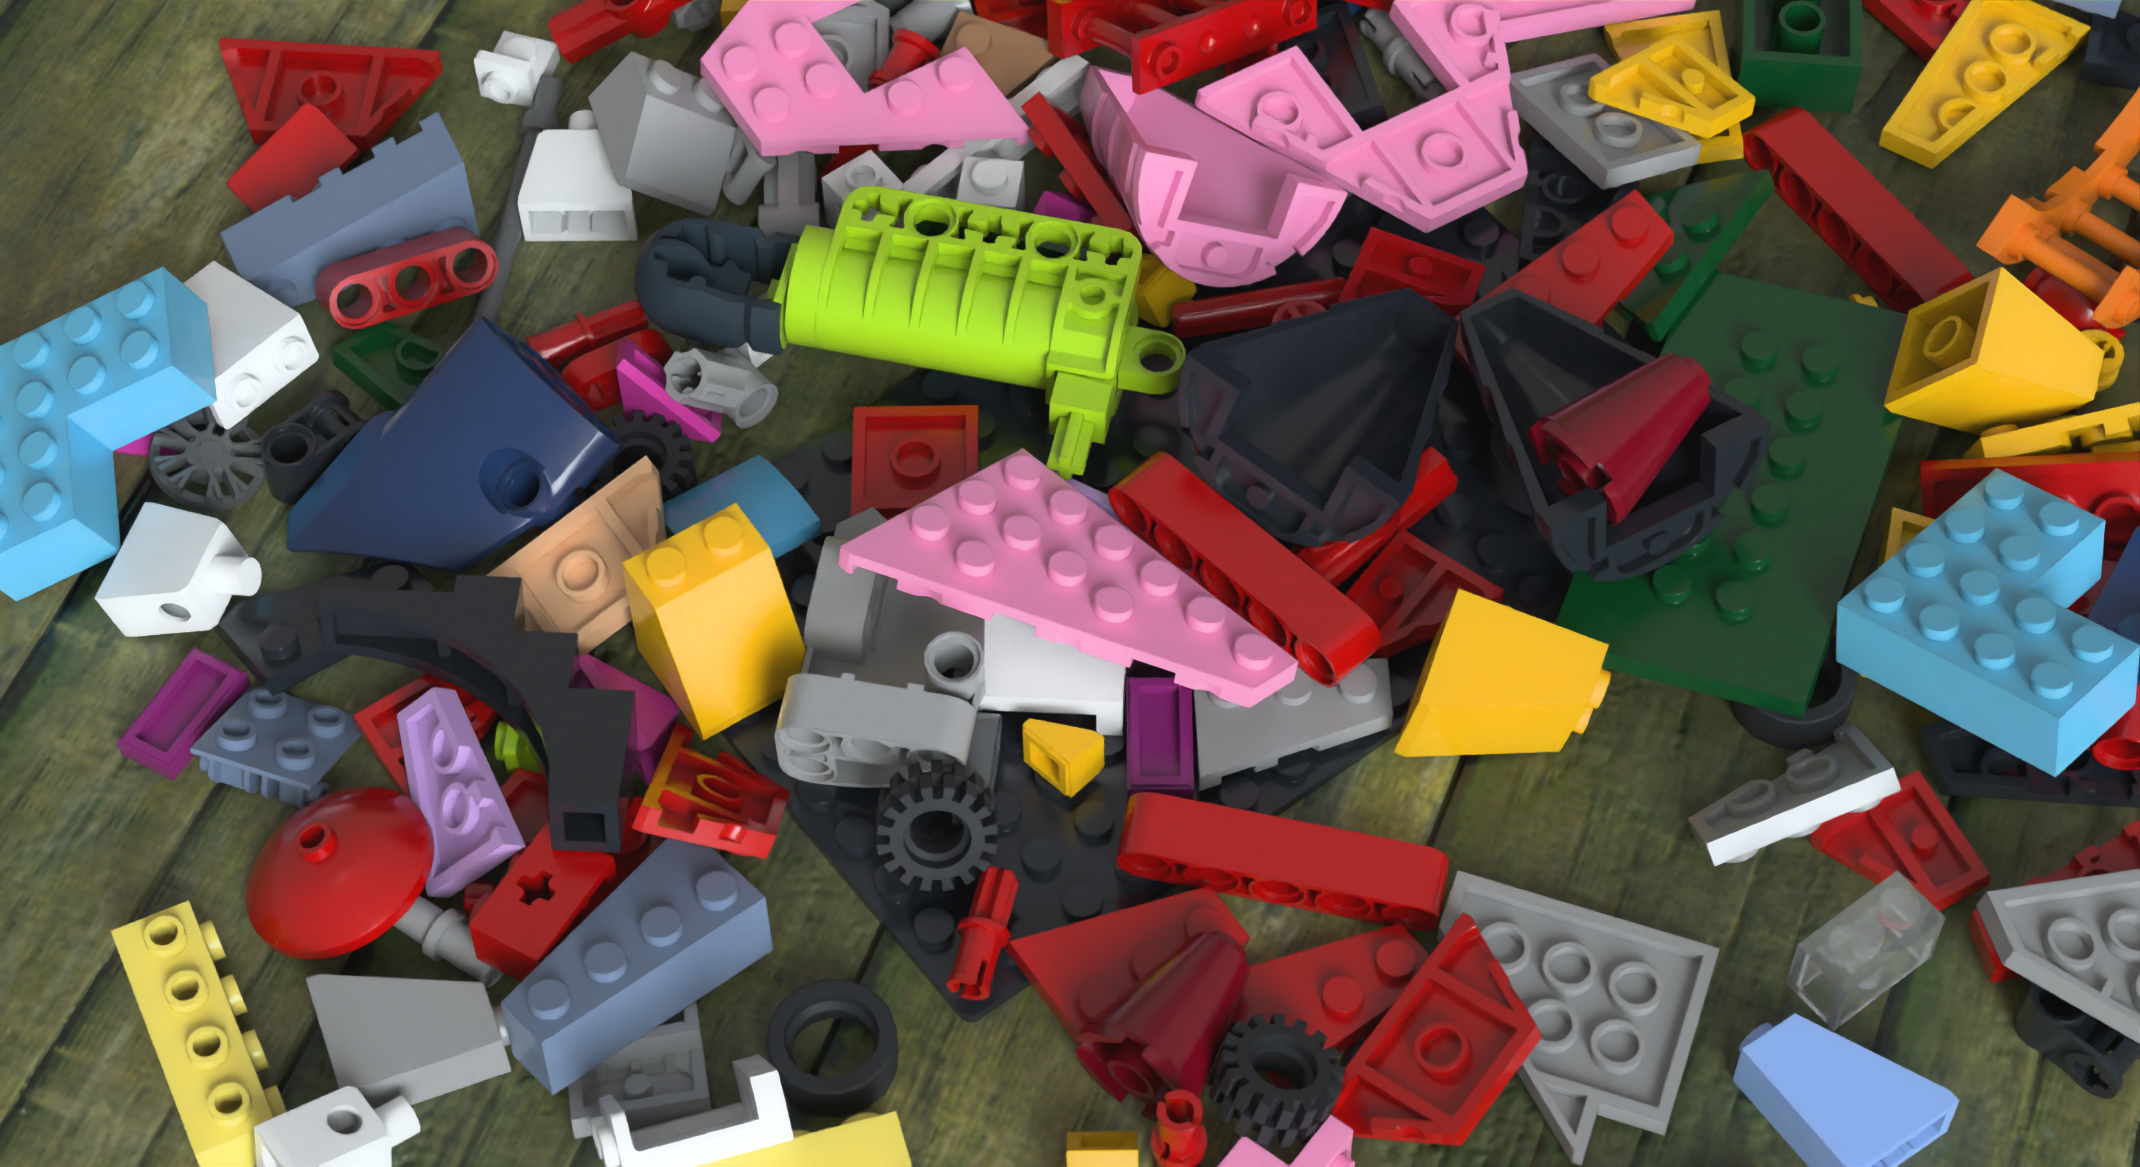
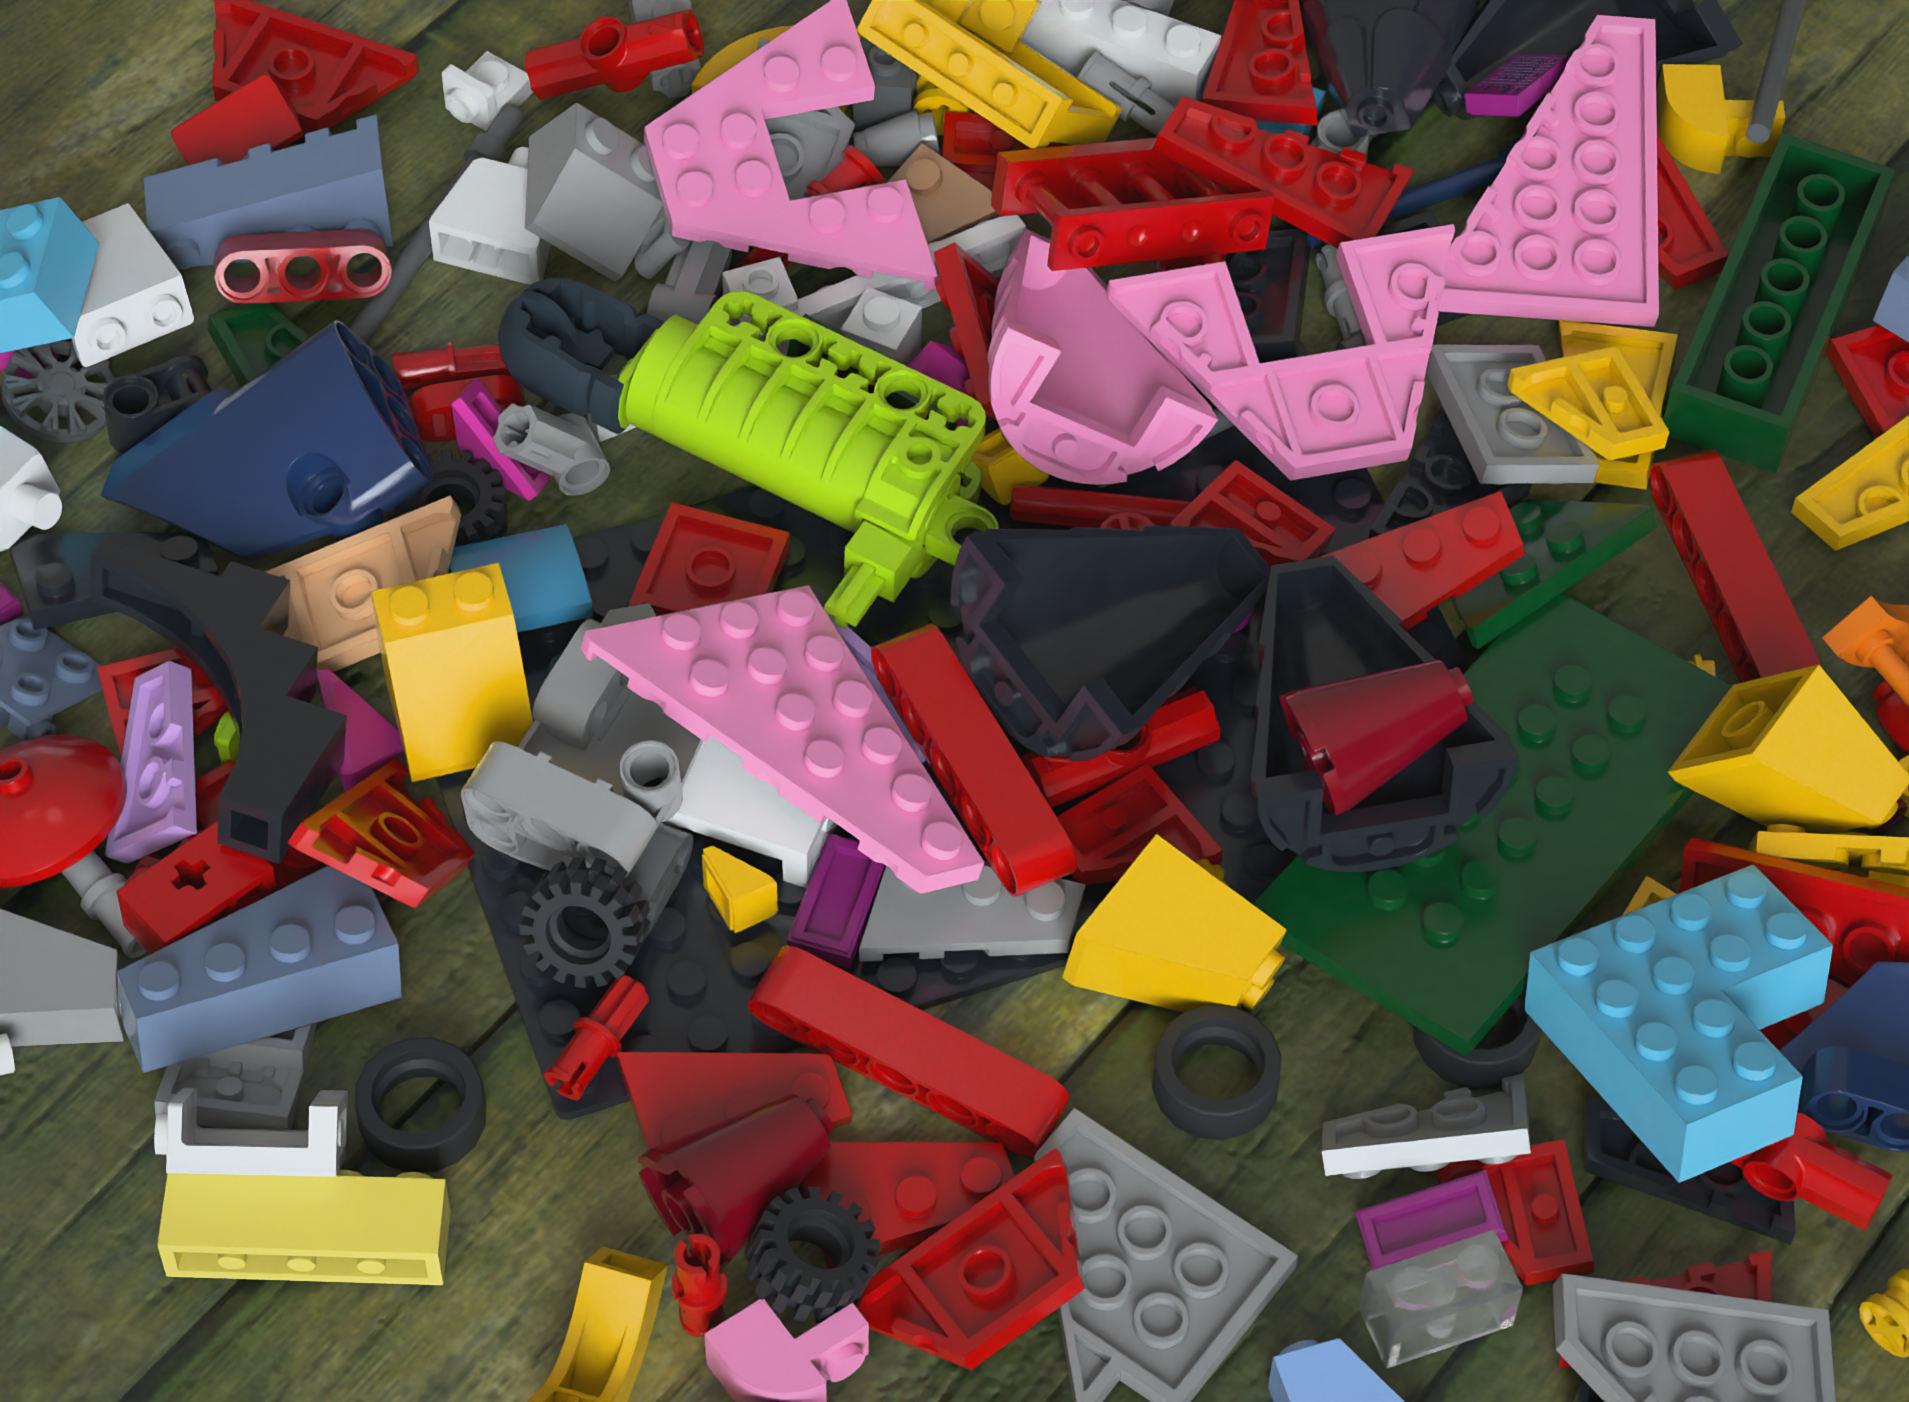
camera: 15 degrees right, 0 degrees up
(1582, 757) = (1220, 1027): none -> black tyre
(1825, 883) = (1430, 1219): none -> magenta tile

